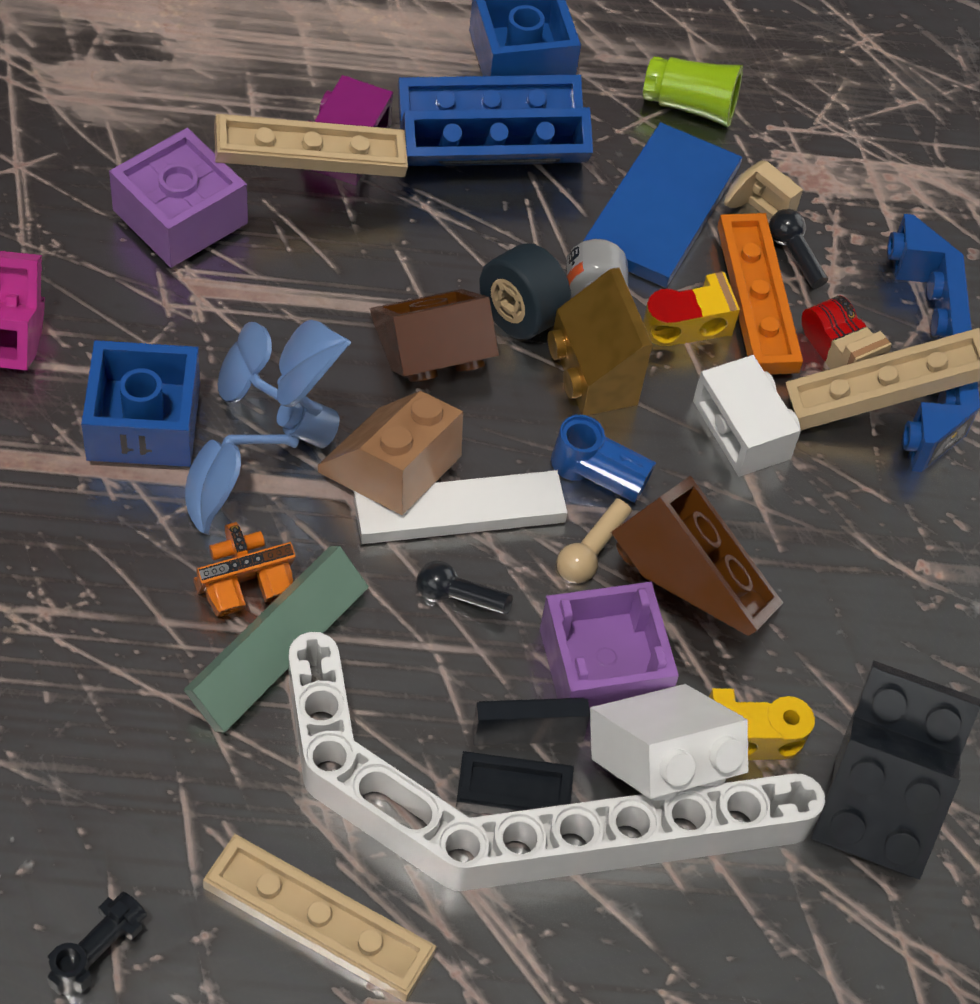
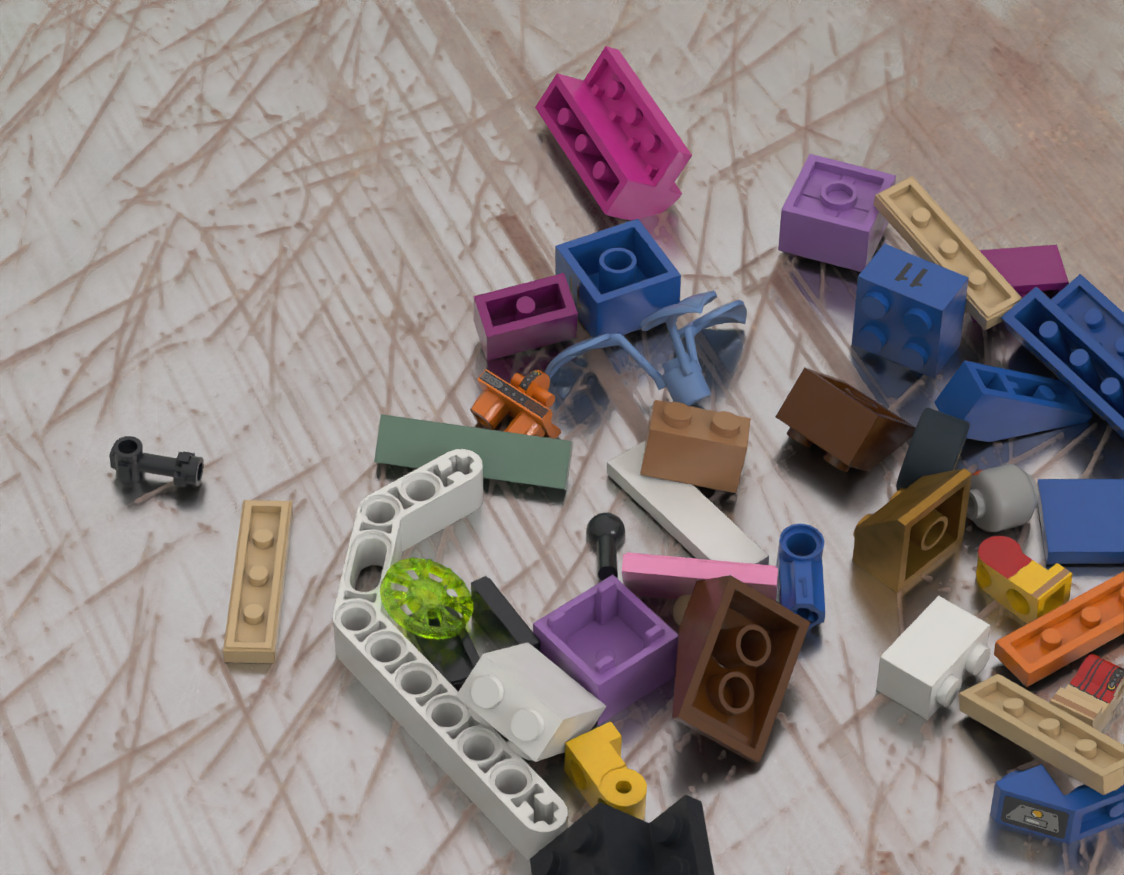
camera: 70 degrees right, 10 degrees down
(137, 502) = (525, 316): none -> magenta brick
(351, 211) = (909, 310): none -> blue brick
(467, 769) = (426, 598): none -> clear neon green wheel
(489, 213) = (1009, 402): none -> blue slope
(583, 533) = (676, 576): none -> bright pink tile

